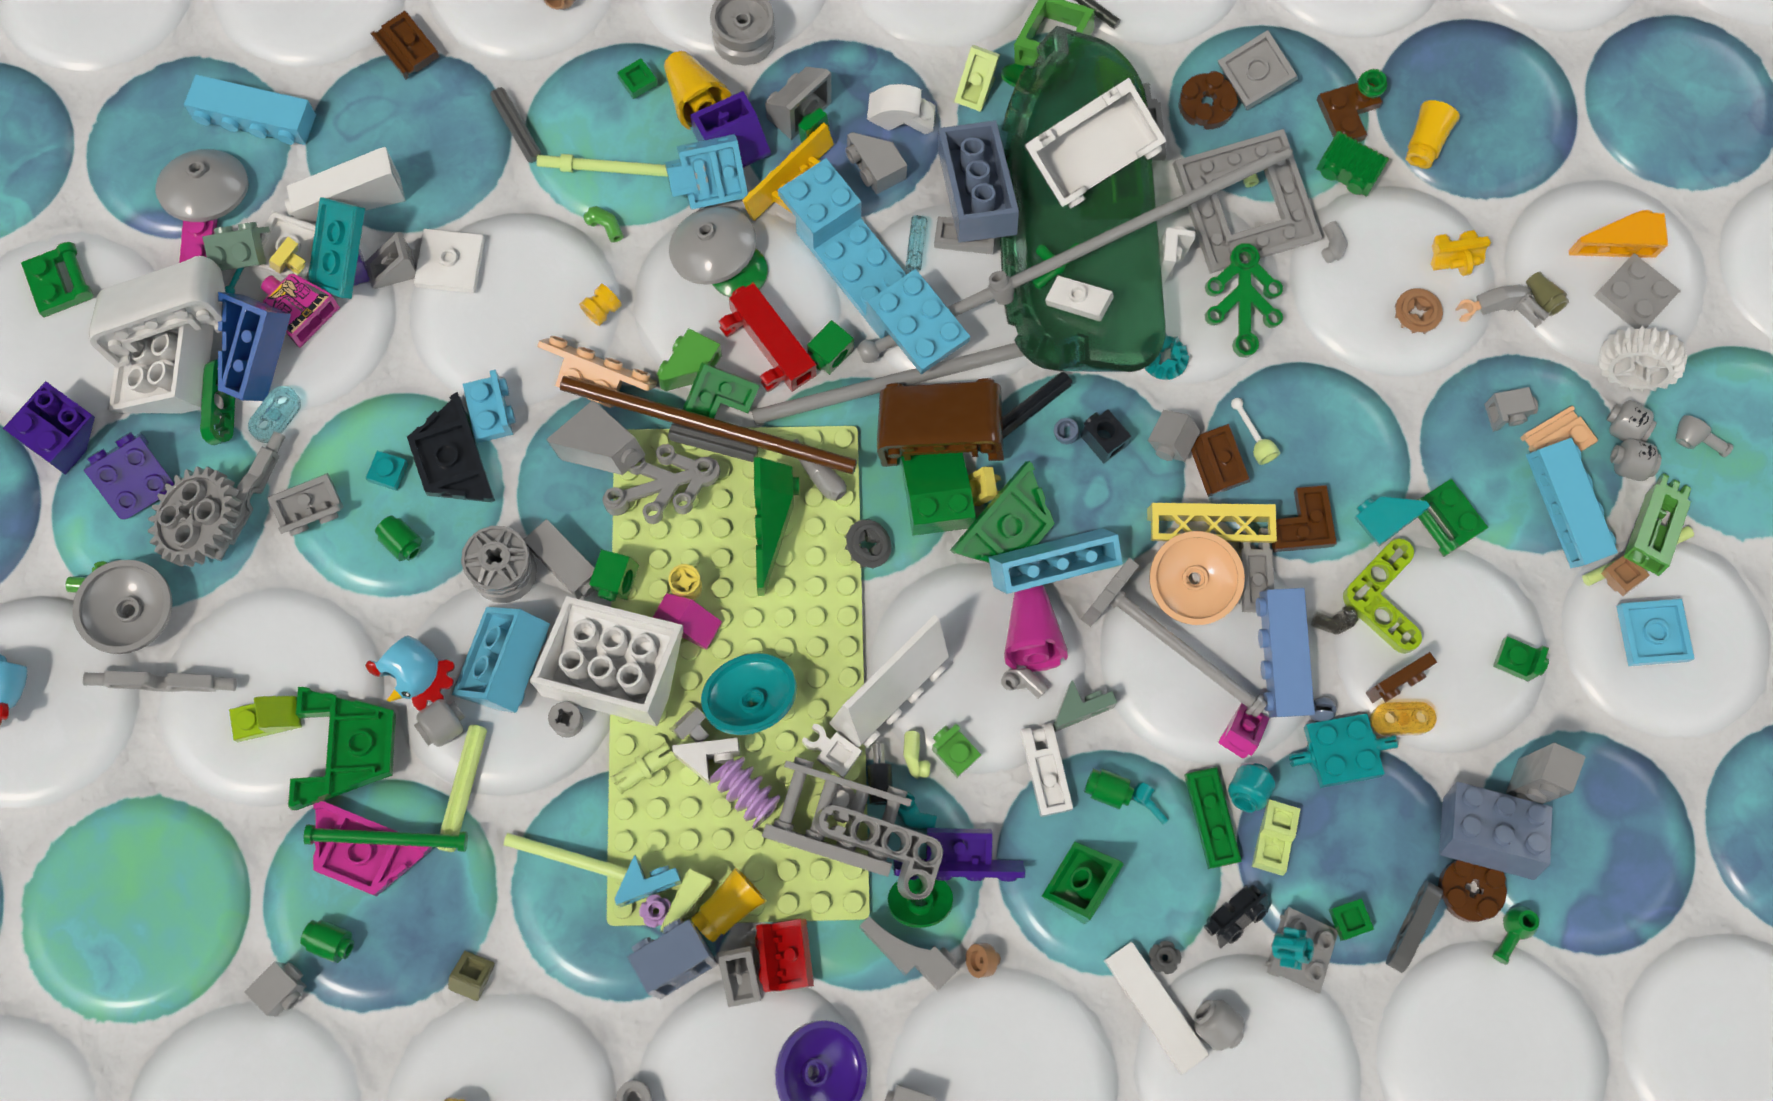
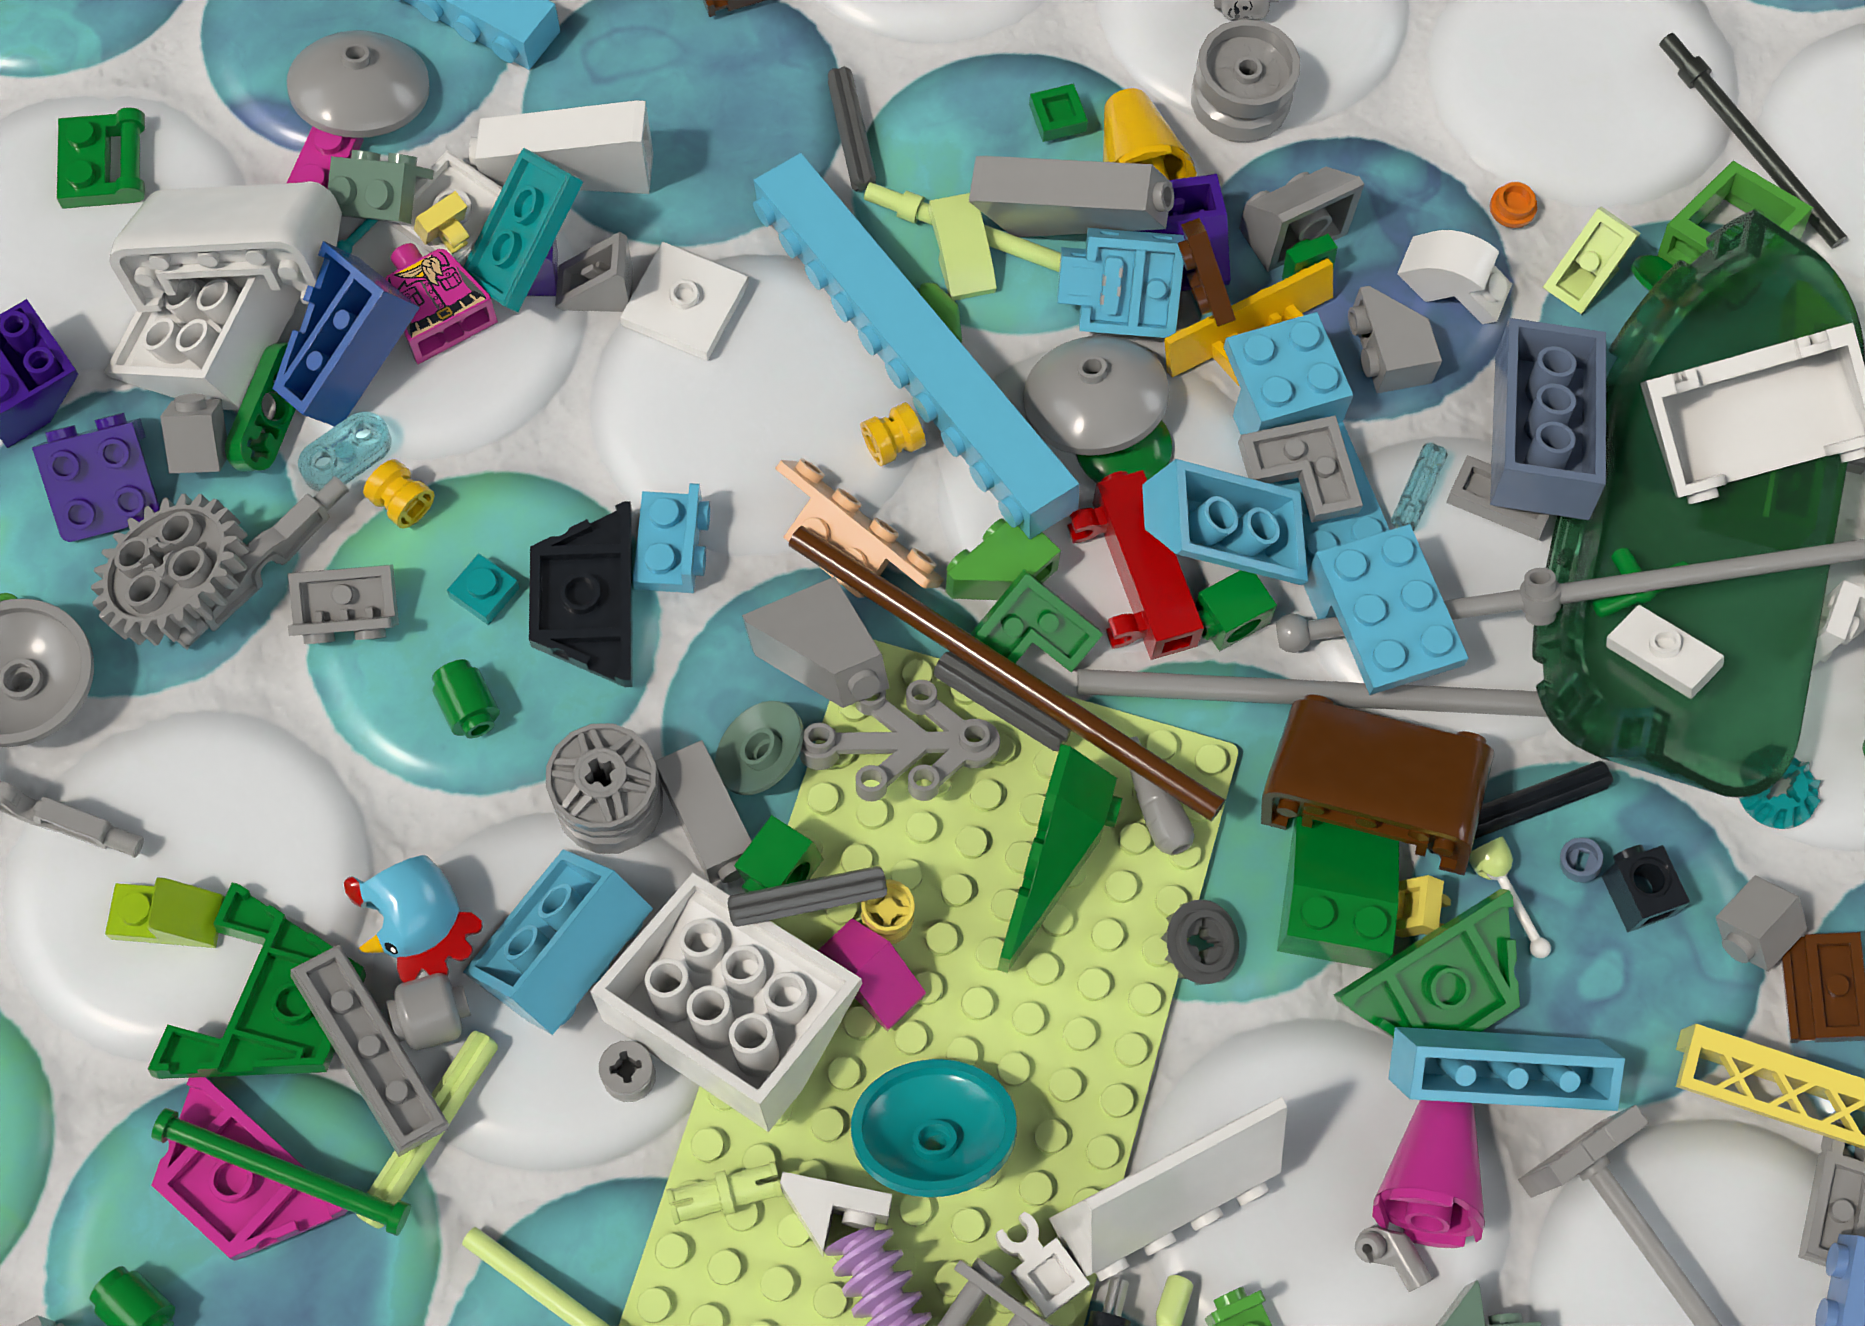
camera: 20 degrees right, 5 degrees down
(179, 432) = (194, 434): none -> light grey brick
(313, 428) = (402, 496): none -> yellow wheel
(413, 754) = (369, 1050): none -> light grey tile
(581, 512) = (759, 747): none -> sand green dish
(596, 247) = (916, 348): none -> medium azure brick
(606, 178) = (962, 247): none -> yellowish green slope
(636, 588) = (807, 896): none -> dark grey axle
(659, 130) = (1069, 195): none -> light grey slope
(690, 725) = (822, 1147): light grey tile -> none
(754, 155) = (1206, 278): none -> reddish brown plate
(810, 298) = (1227, 520): none -> medium azure slope
(849, 244) = (1312, 454): none -> light grey plate
(923, 57) = (1513, 205): none -> orange plate
(1018, 448) = (1493, 863): none -> hinge
(1219, 574) = (1777, 1182): light nougat dish -> none

